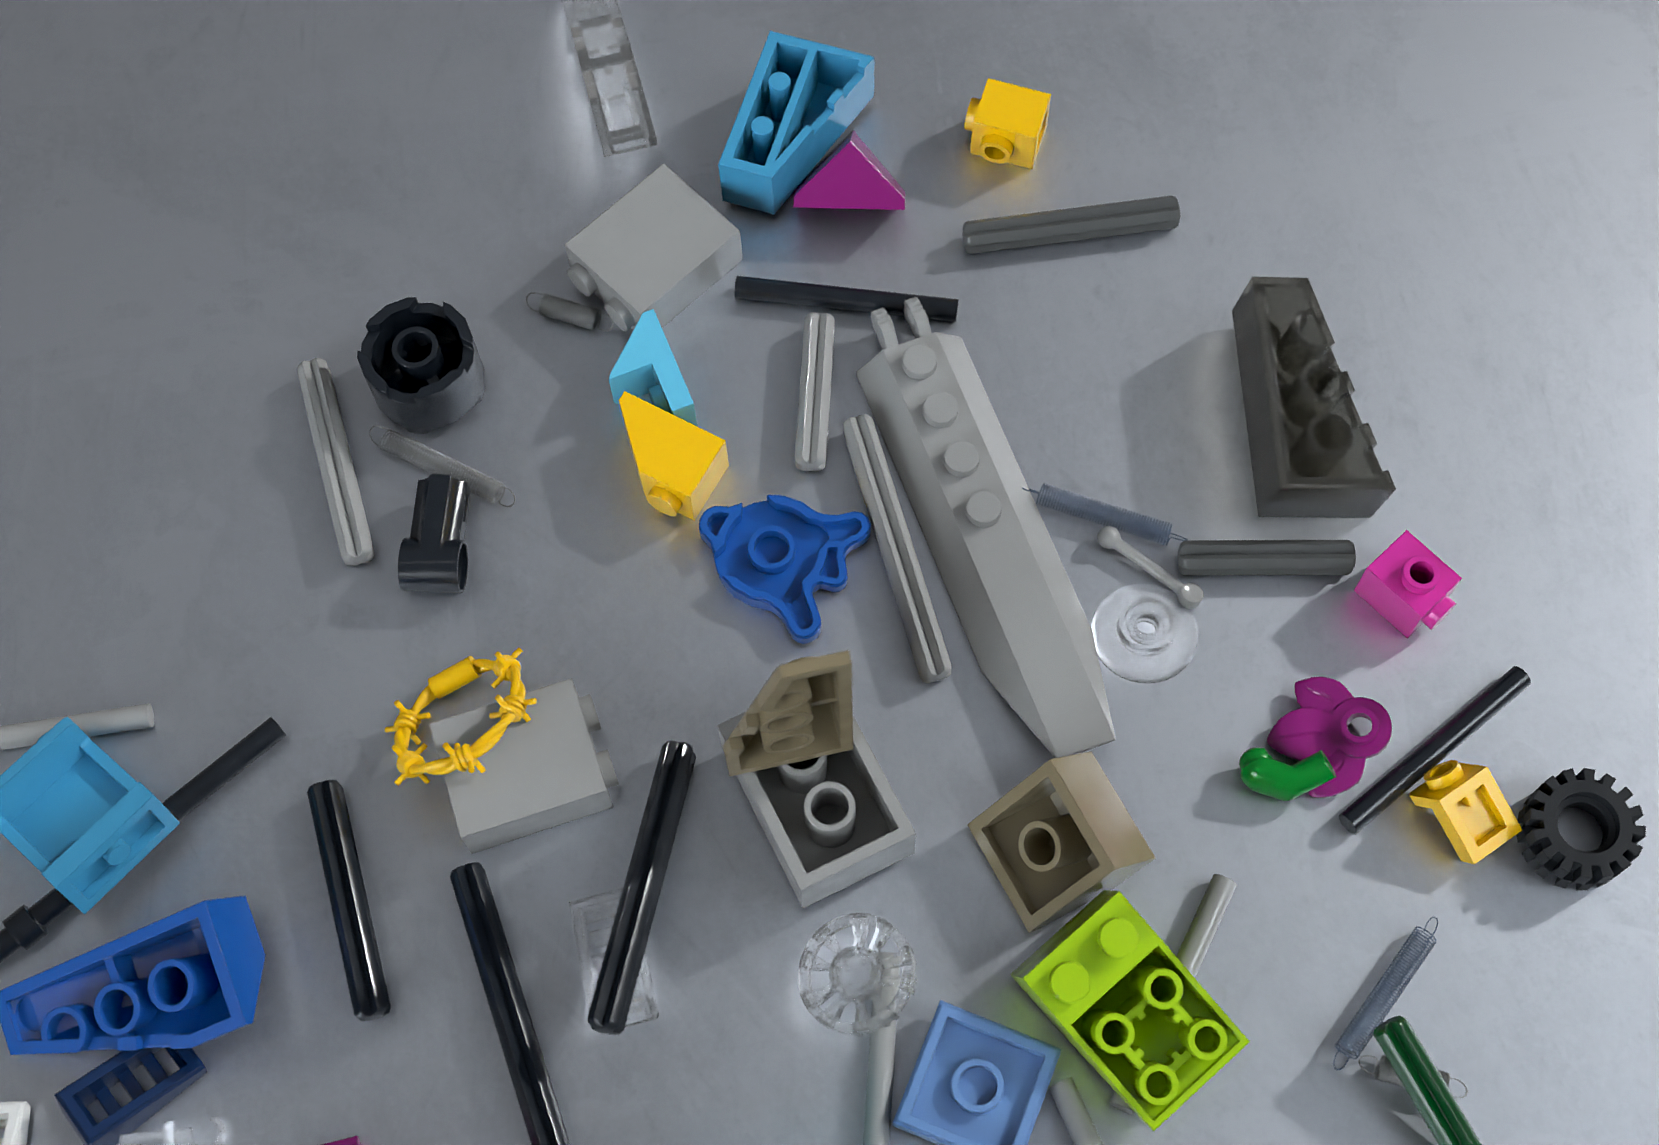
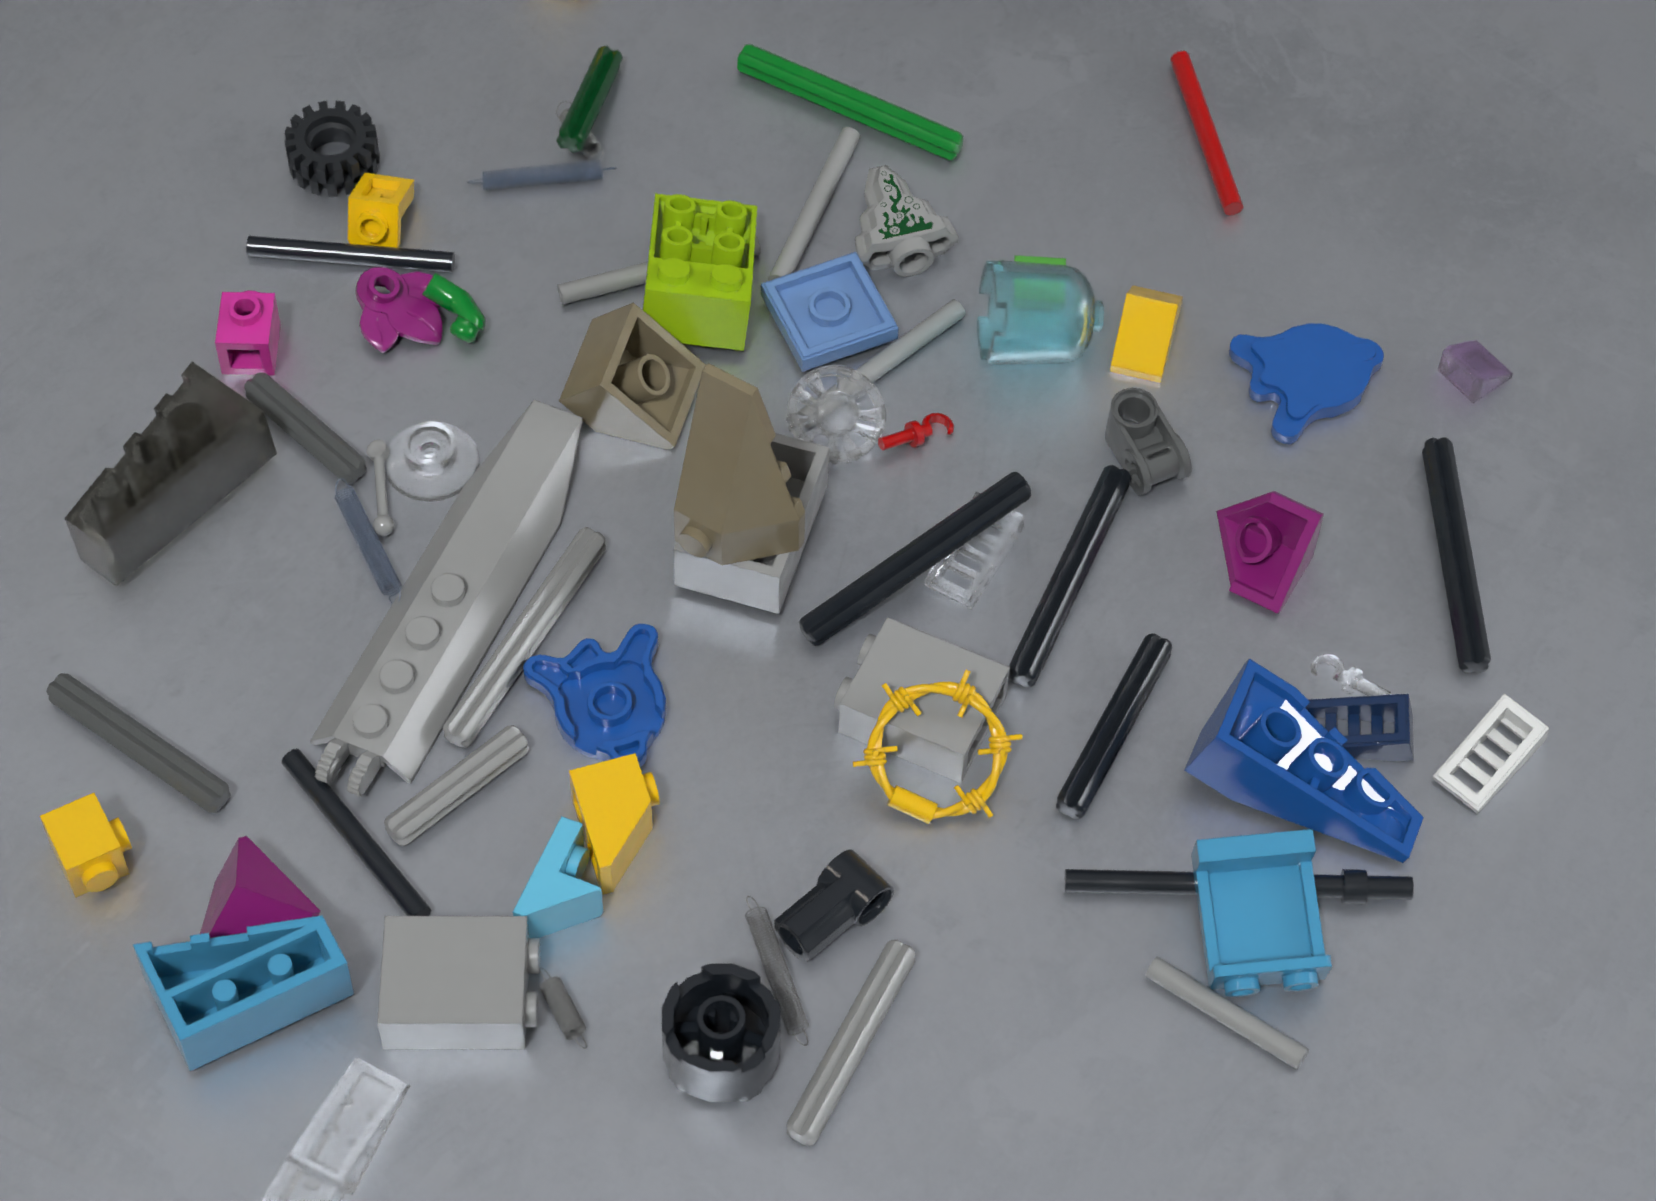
camera: 140 degrees left, 10 degrees down
(778, 1033) = (915, 433): none -> red hand

